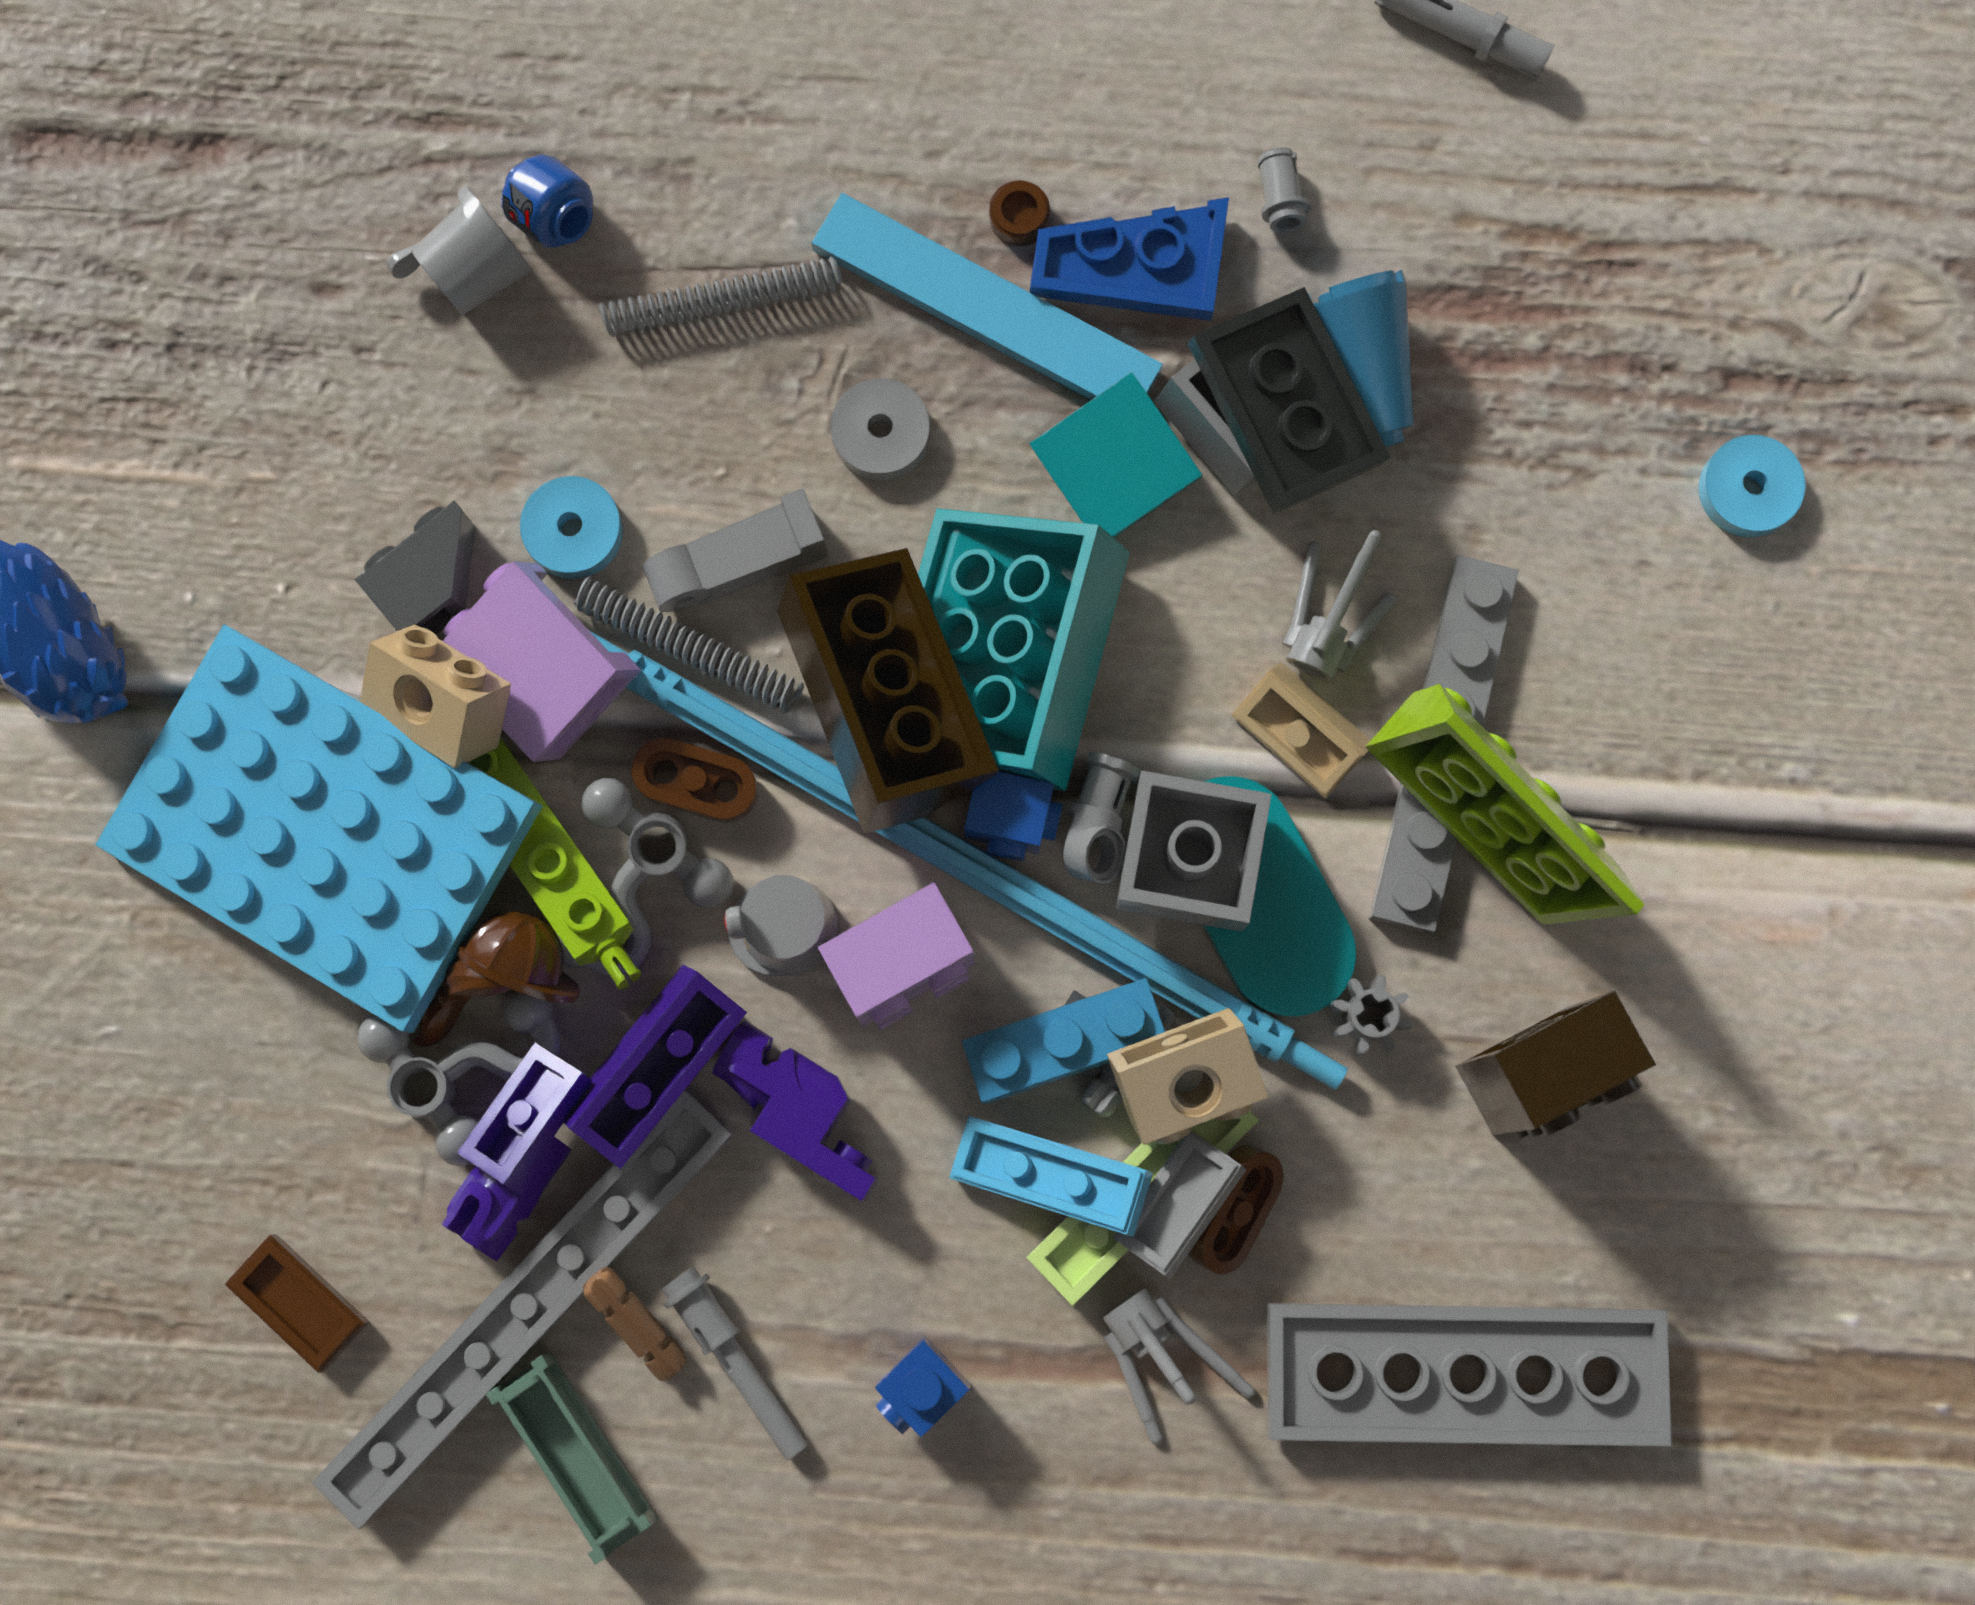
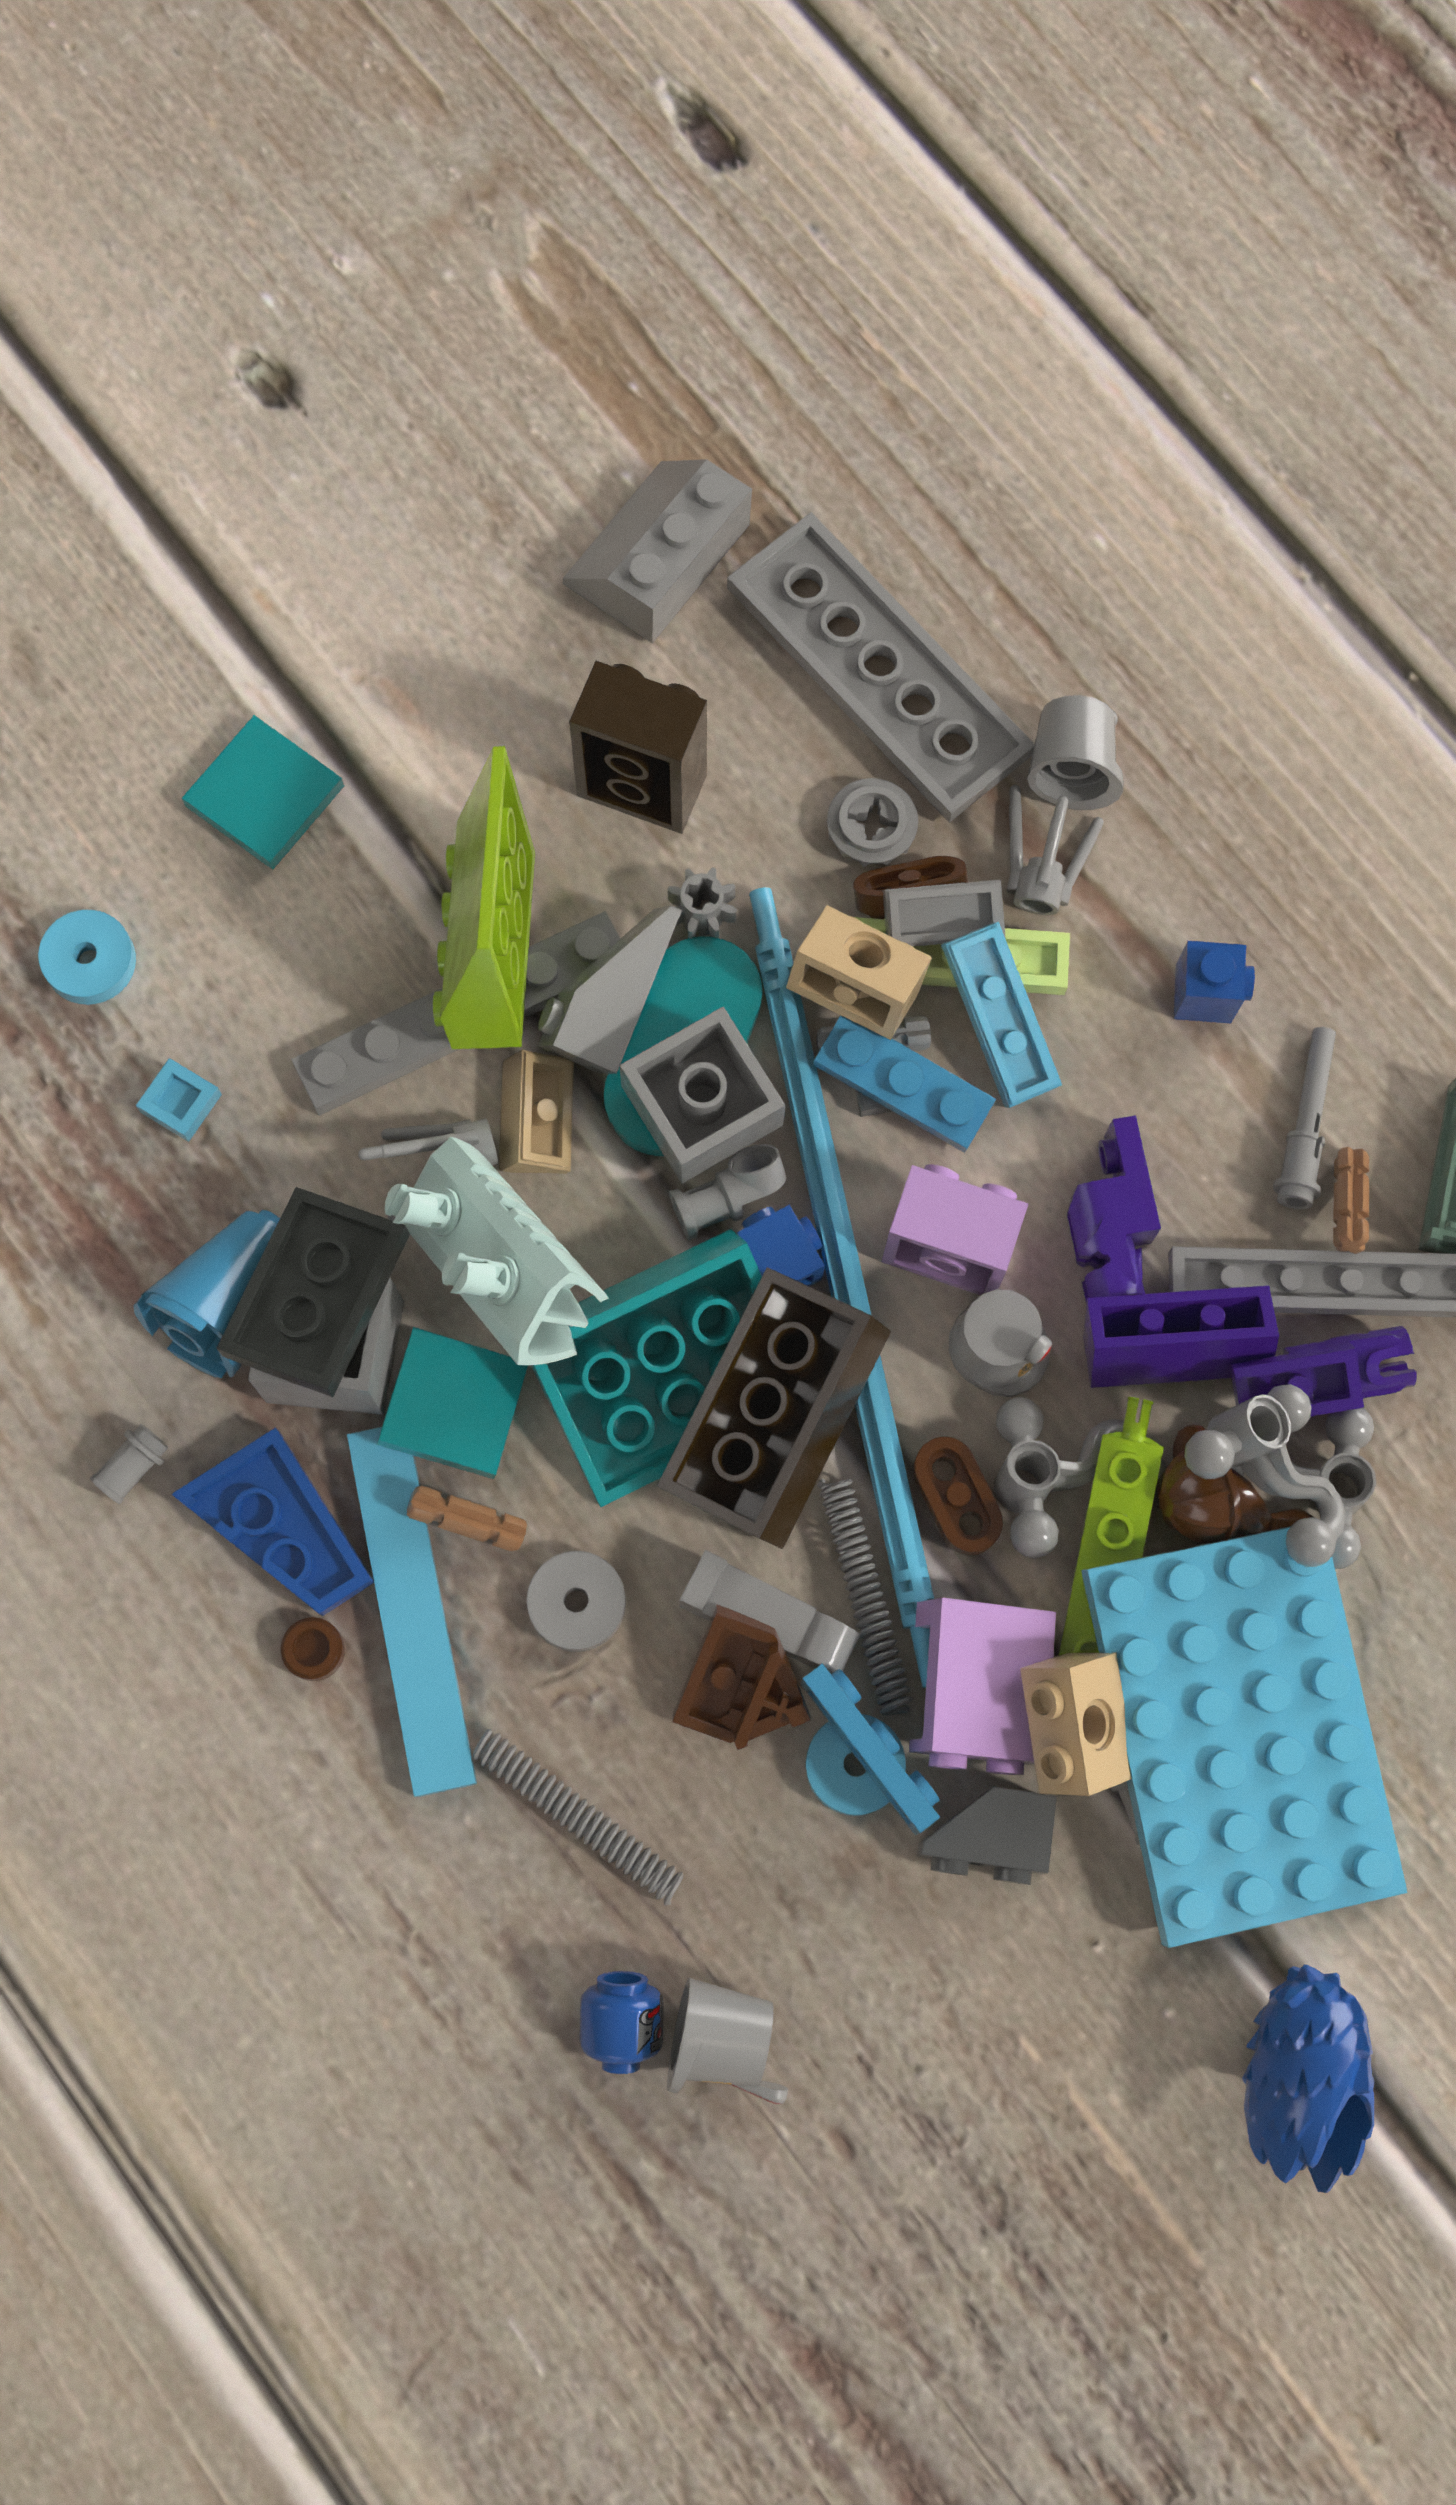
camera: 135 degrees left, 5 degrees down
(509, 1077) = (1255, 1439): none -> light grey piece
(563, 533) = (872, 1747): none -> dark azure plate
(703, 487) = (740, 1682): none -> reddish brown slope
(1015, 395) = (466, 1518): none -> medium nougat axle
(1194, 569) = (494, 1253): none -> light aqua piece
(1231, 1469) = (1076, 754): none -> light grey hat
(1351, 854) = (602, 1005): none -> light grey slope
(1355, 1236) = (855, 803): none -> light grey gear
(1558, 455) = (178, 1099): none -> medium azure plate
(1751, 1283) = (662, 544): none -> light grey slope
(1789, 743) = (263, 792): none -> teal tile

